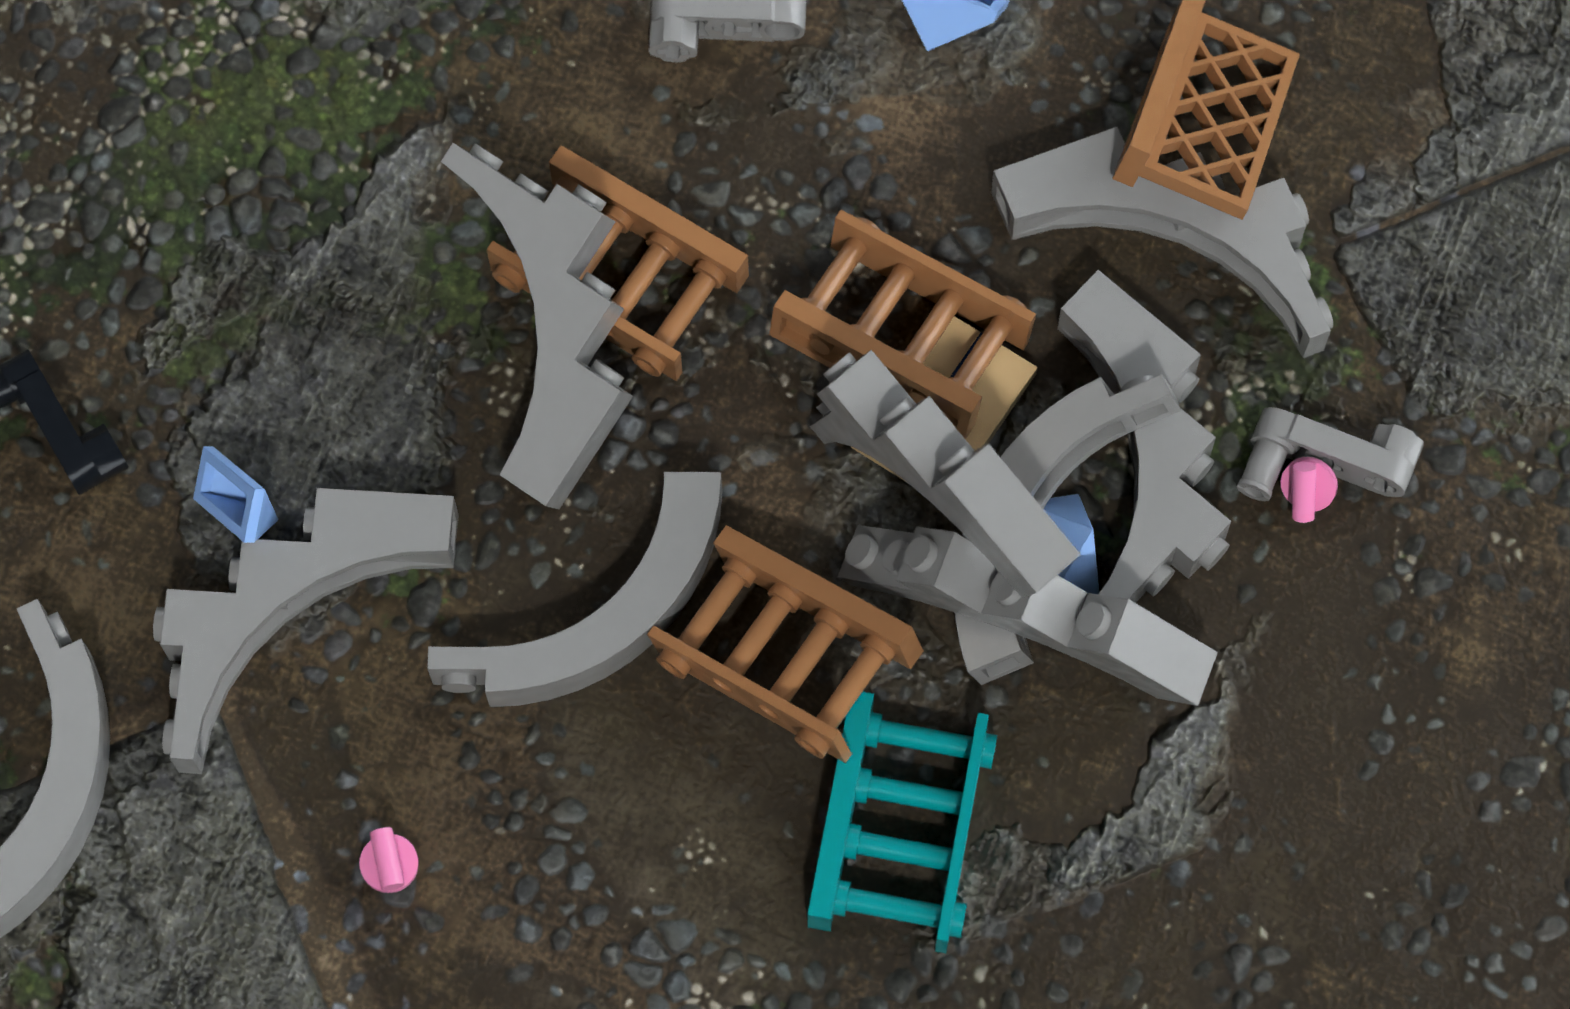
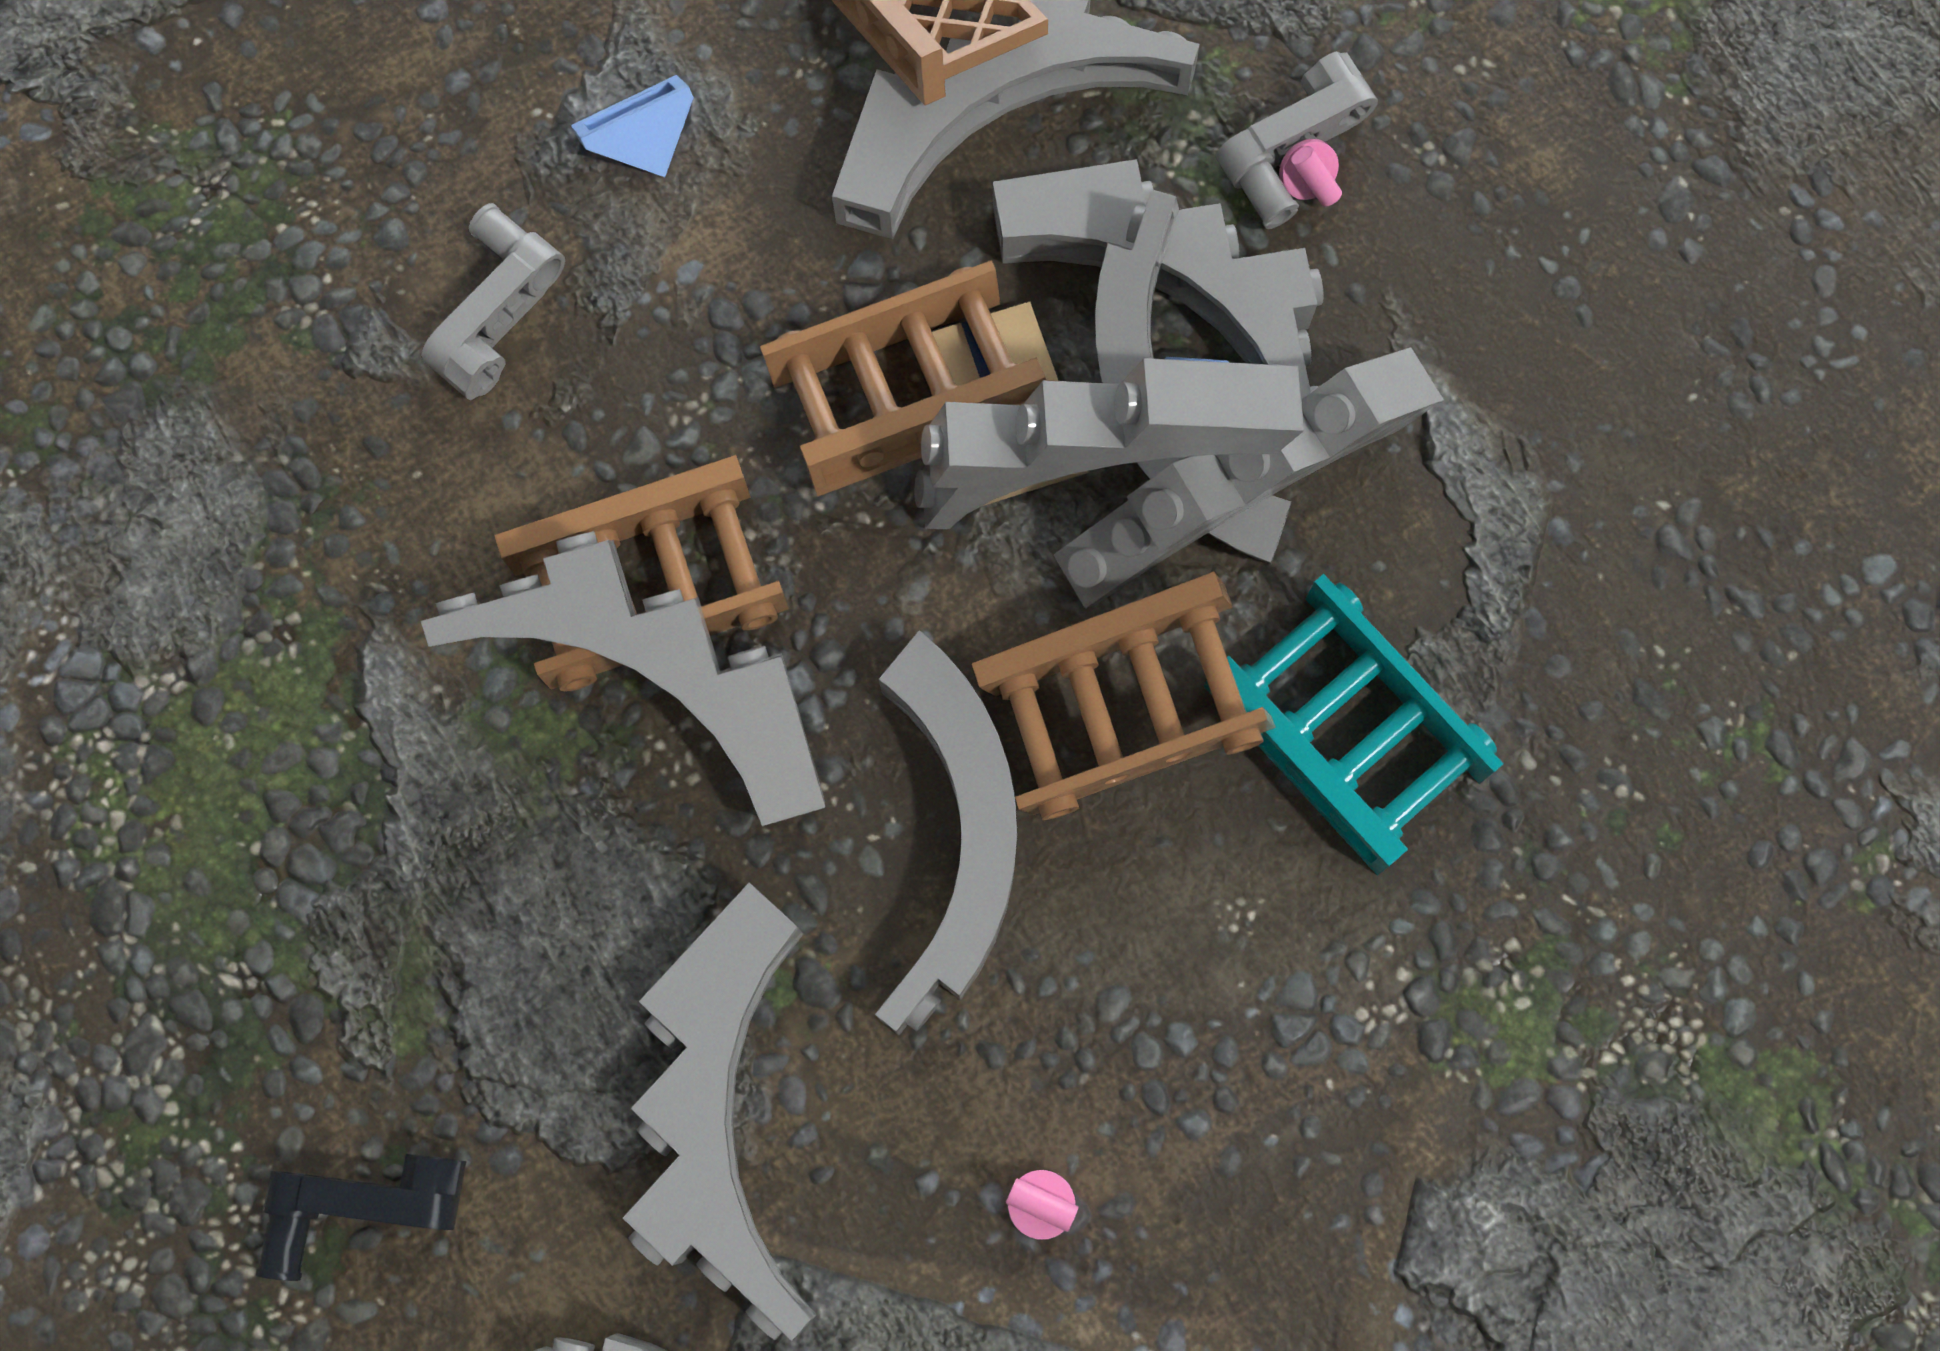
camera: 50 degrees left, 5 degrees up
(233, 497) = (579, 1087): light blue slope -> none

